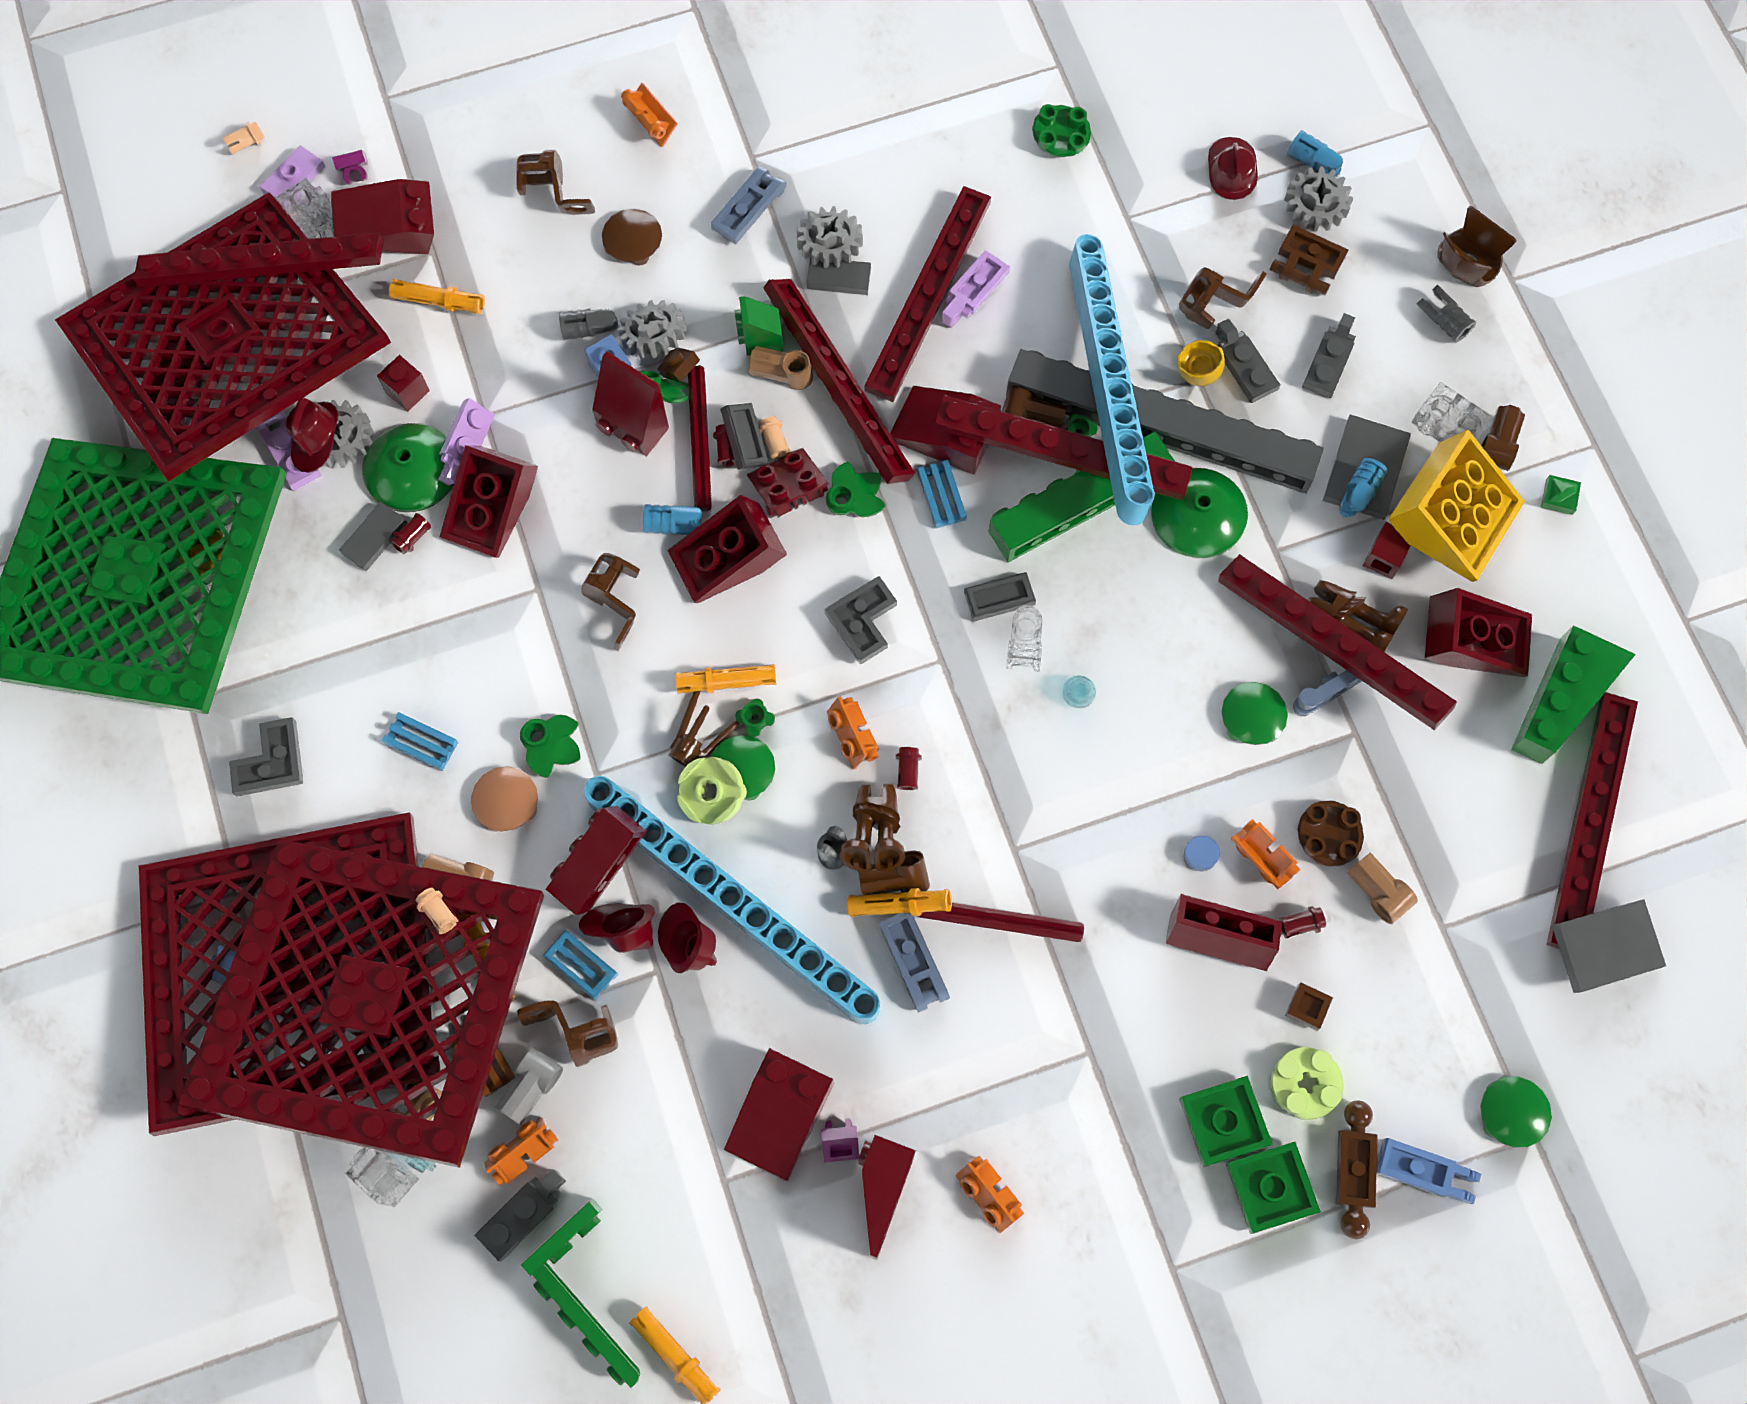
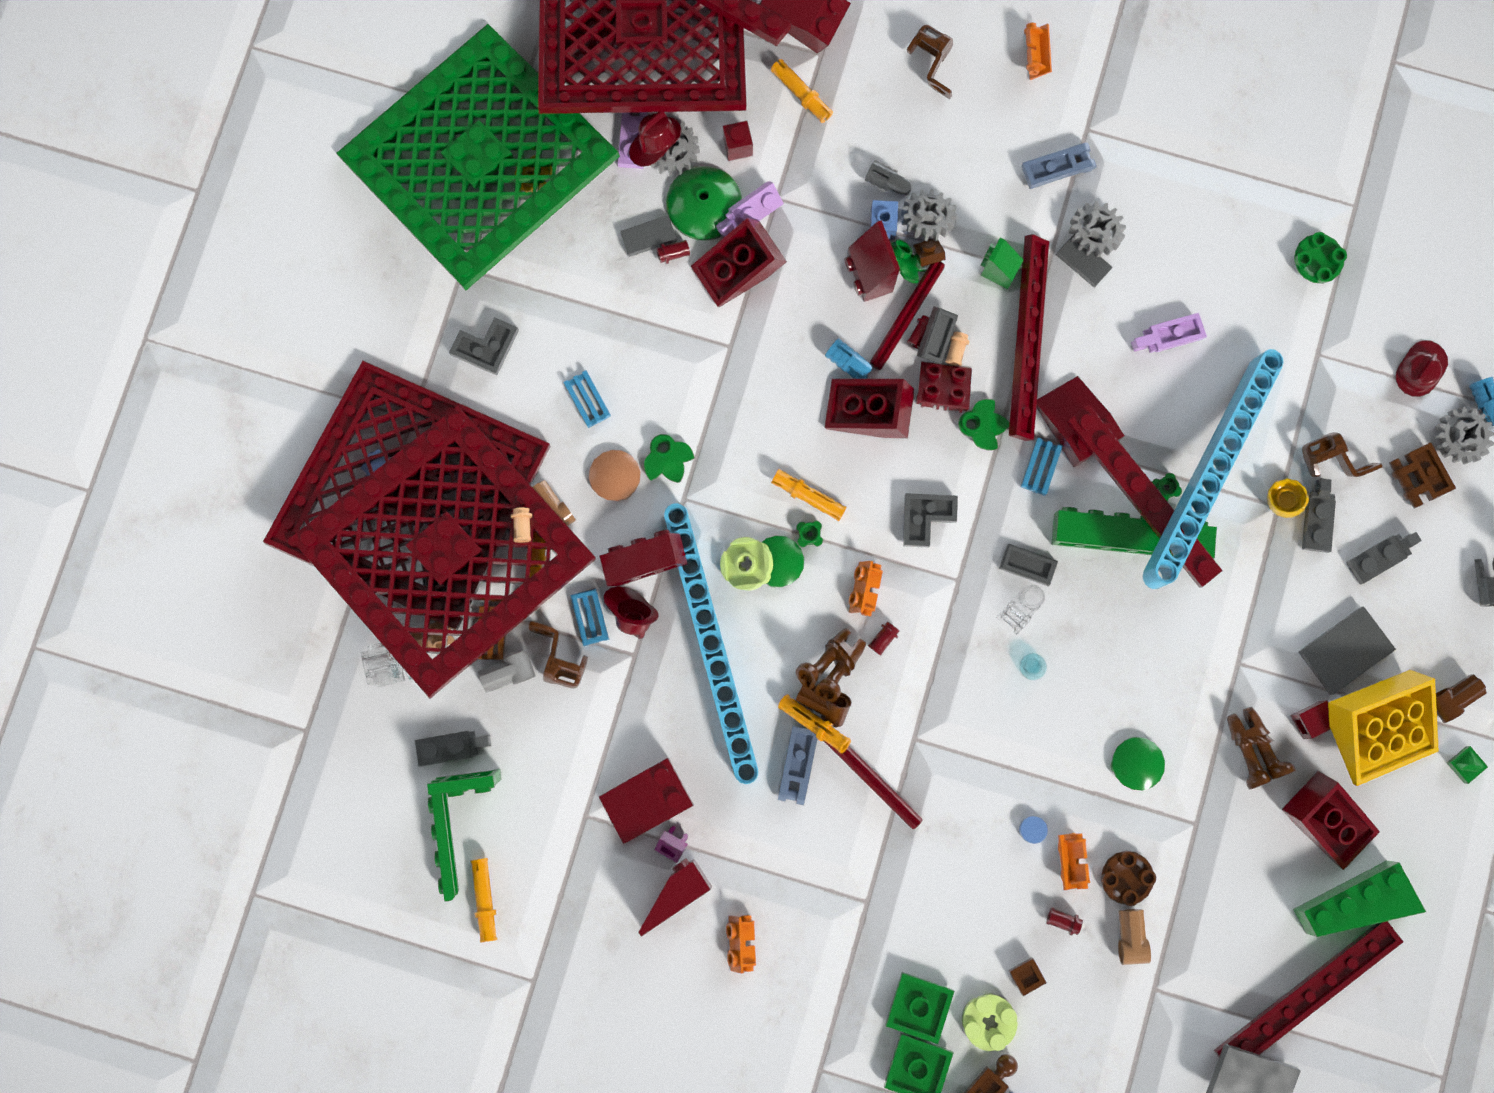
camera: 35 degrees right, 10 degrees up
(529, 1140) = (462, 708): orange hinge -> none
(598, 588) = (768, 376): reddish brown piece -> none
(632, 236) = (963, 134): reddish brown dish -> none
(685, 746) = (751, 523): reddish brown plant -> none
(685, 939) = (664, 650): dark red piece -> none
(779, 366) = (996, 299): medium nougat piece -> none
(825, 845) = (790, 660): dark grey hinge -> none
(927, 294) = (1136, 316): dark red plate -> none
(1025, 405) = (1142, 449): reddish brown piece -> none
(1179, 424) = (1235, 527): dark grey brick -> none
(1199, 529) = (1196, 615): green dish -> none
(1224, 932) = (1007, 892): dark red brick -> none
(1331, 687) = (1206, 784): sand blue plate -> none
(1338, 642) = (1229, 758): dark red plate -> none
(1363, 486) = (1330, 665): dark azure hinge -> none
(1456, 413) = (1438, 657): clear brick -> none

